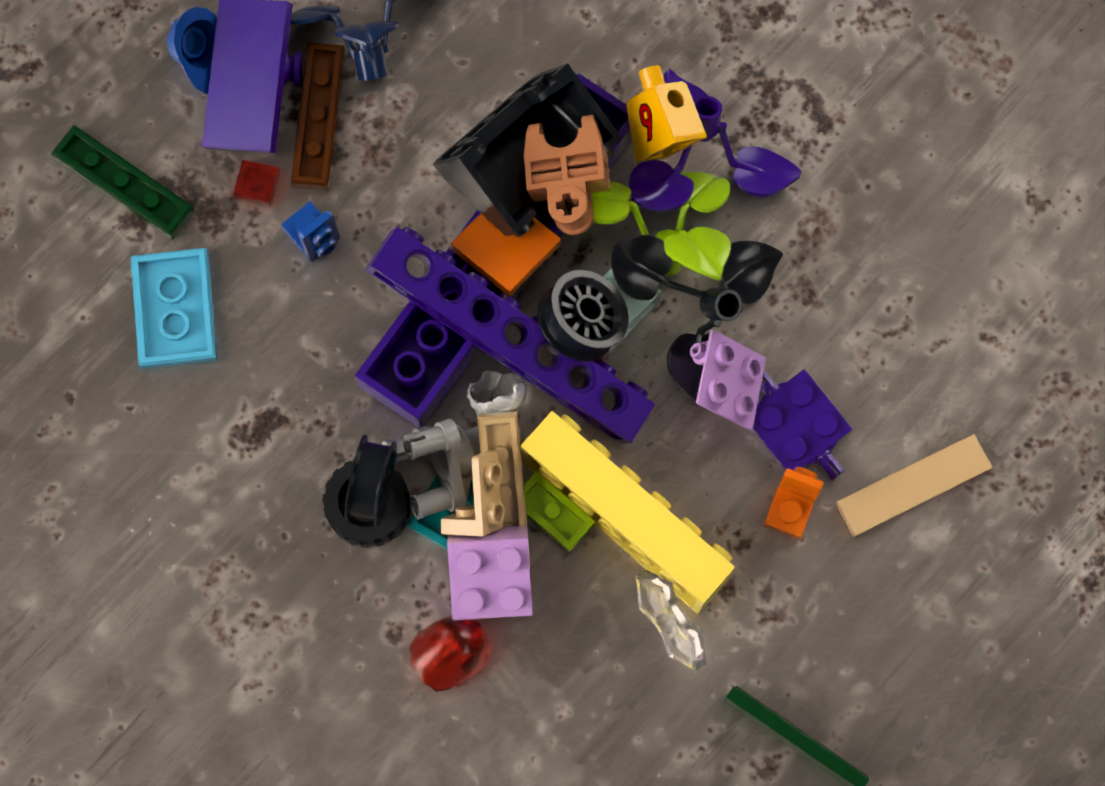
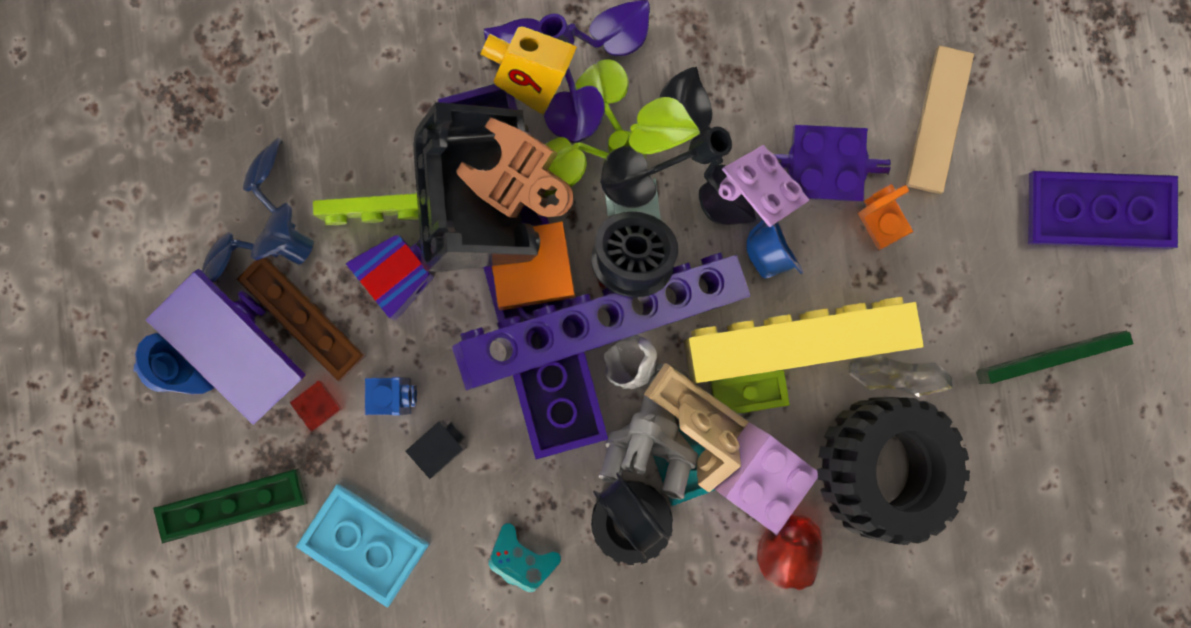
camera: 50 degrees left, 10 degrees up
(258, 439) = (518, 564): none -> teal piece
(300, 300) = (437, 448): none -> black brick
(408, 155) = (392, 274): none -> torso
(447, 93) = (367, 208): none -> lime plate
(627, 697) = (934, 475): none -> black tyre
(686, 433) = (770, 251): none -> blue piece
(959, 684) = (1103, 210): none -> dark purple tile

